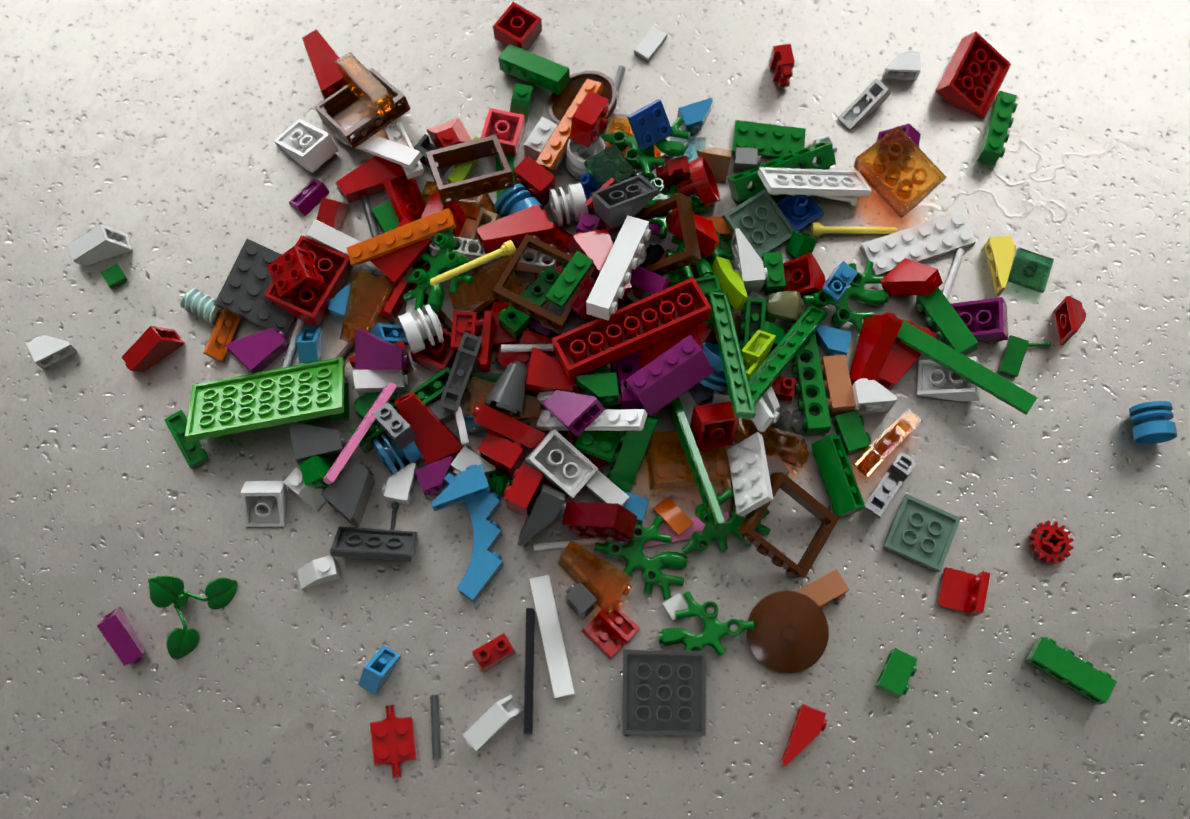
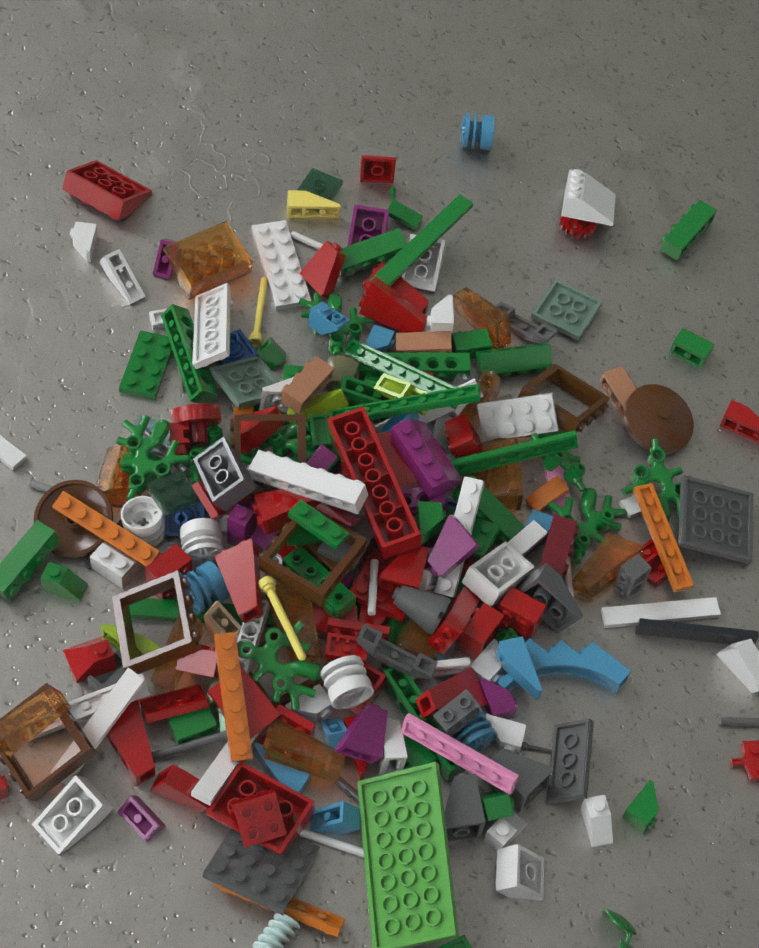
camera: 90 degrees left, 15 degrees down
(259, 349) = (337, 875): magenta slope -> none
(332, 615) = (643, 809): none -> green slope
(378, 669) = (698, 766): dark azure slope -> none
(492, 652) = (680, 660): red hips -> none
(507, 127) = (94, 599): coral brick -> none
(589, 119) = (118, 497): red brick -> none
(632, 632) = (663, 537): none -> orange plate
(650, 124) = (136, 442): blue plate -> none
(695, 115) = (108, 421): dark azure slope -> none
(718, 161) = (162, 405): medium nougat slope -> none
(746, 159) = (169, 384): light grey brick -> none
(746, 265) = (307, 384): none -> nougat brick
(783, 63) = (67, 334): red hips -> none
(804, 275) = (306, 349): red slope -> none
(963, 591) = (621, 286): red bracket -> none
(997, 128) = (169, 181): green brick -> none
(1081, 548) = (587, 199): none -> white slope

